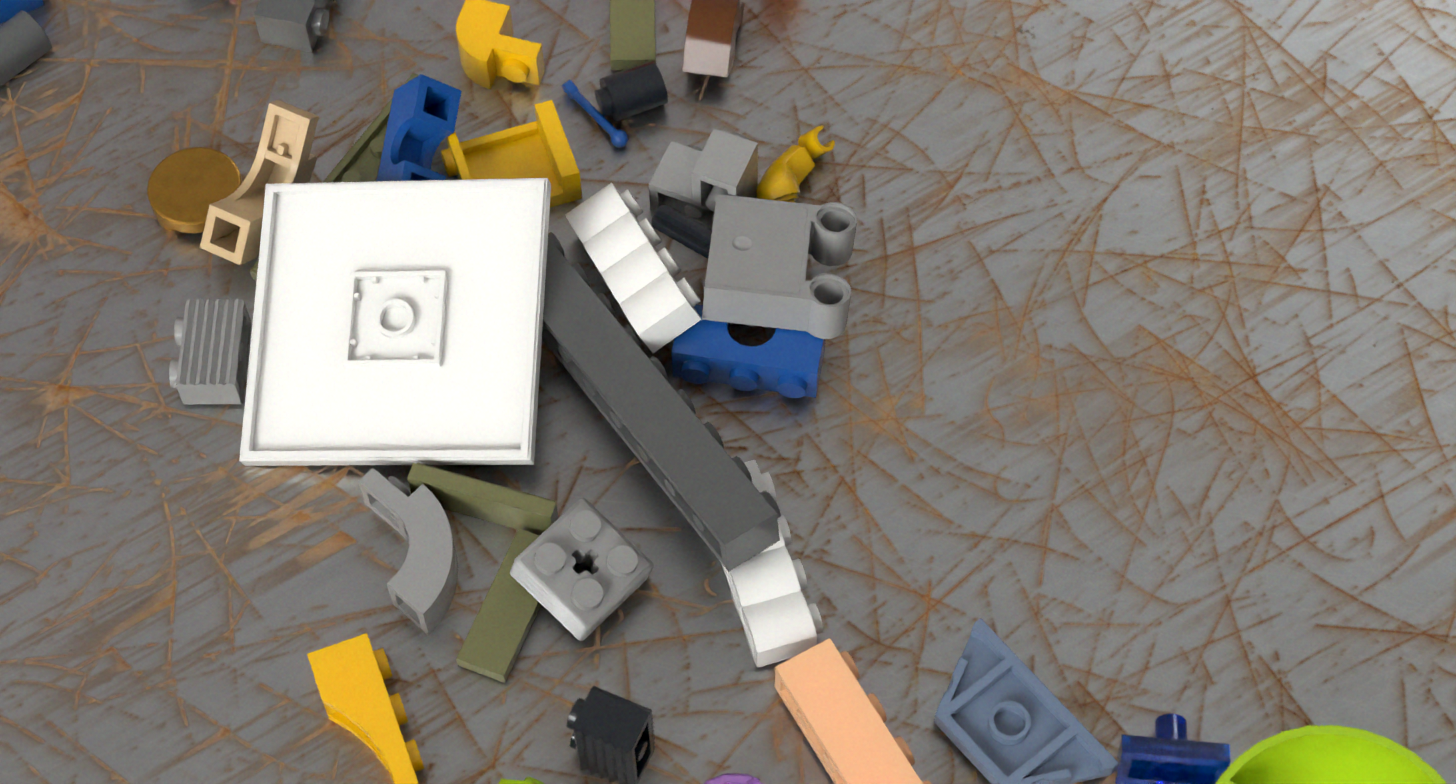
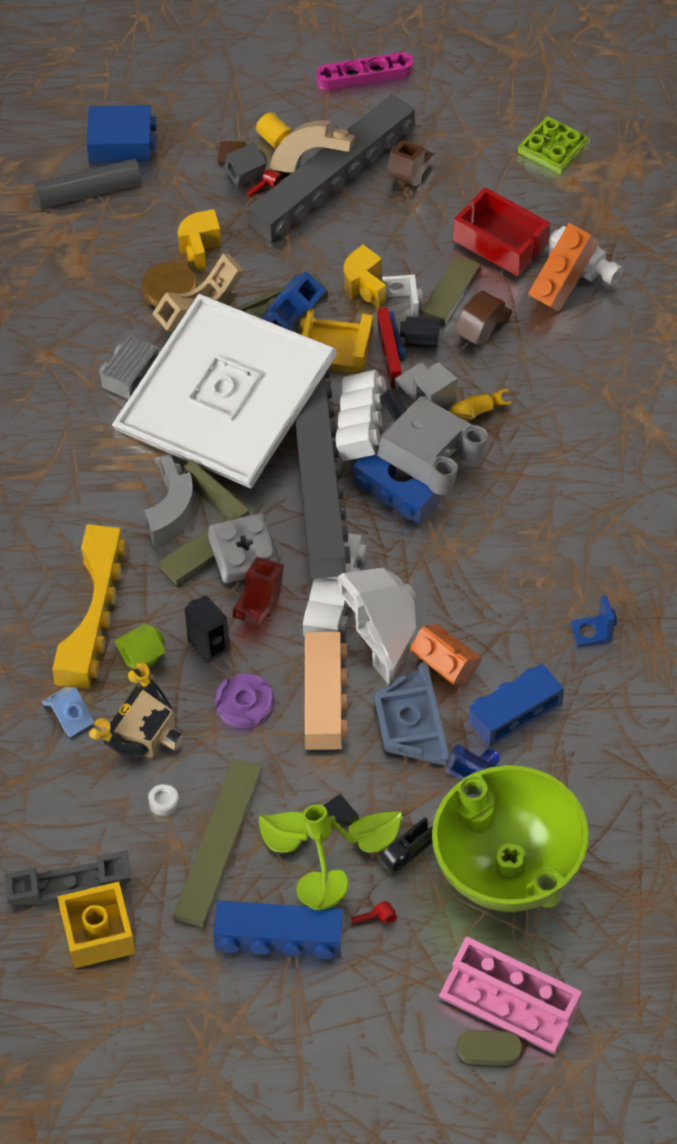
camera: 30 degrees right, 5 degrees down
(194, 89) = (199, 233): none -> yellow brick
(575, 33) = (408, 289): none -> white bracket
(602, 139) = (388, 345): none -> red tile
(654, 632) = (260, 592): none -> clear red brick
(886, 583) = (383, 616): none -> white brick
(1003, 591) = (445, 654): none -> orange brick
(1152, 620) = (515, 704): none -> blue brick
(1192, 422) = (603, 624): none -> blue bracket

